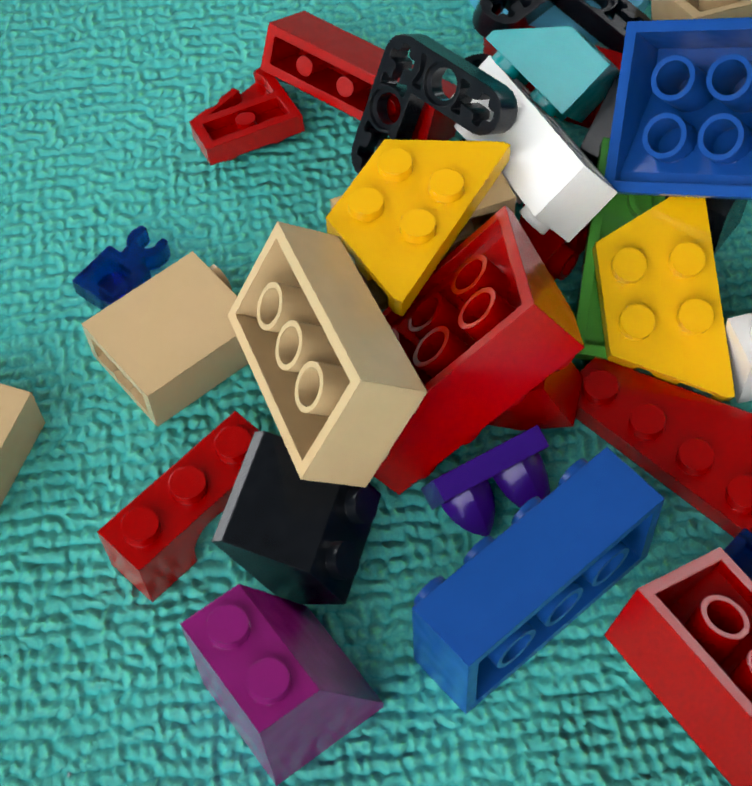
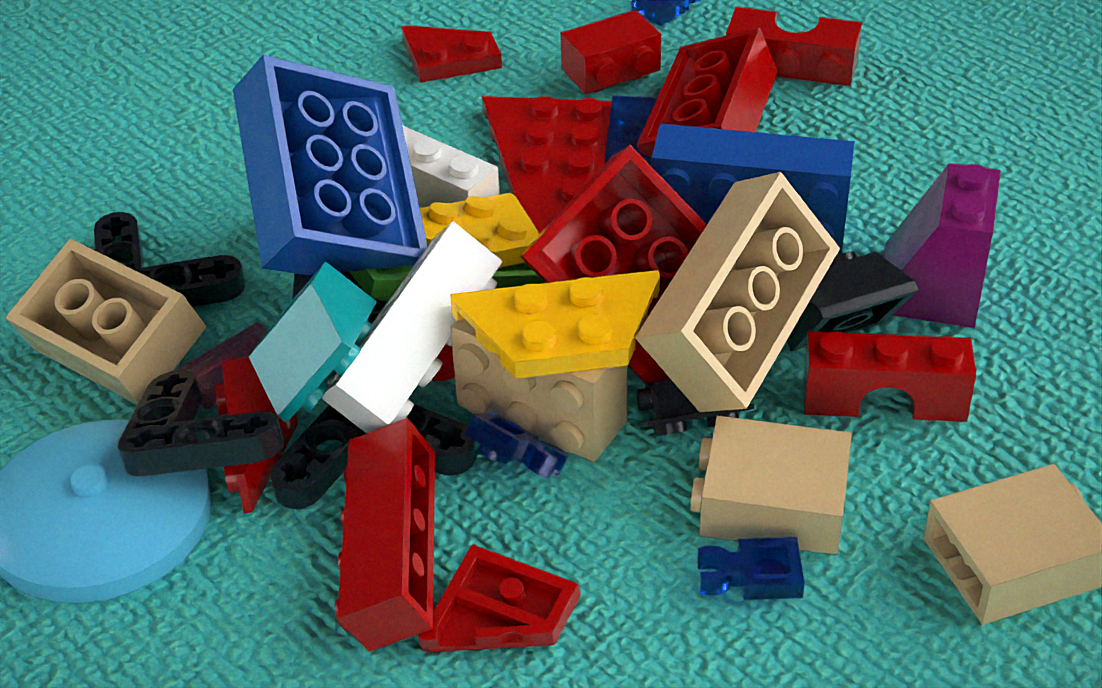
camera: 130 degrees left, 15 degrees down
(424, 85) = (404, 412): black beam -> none

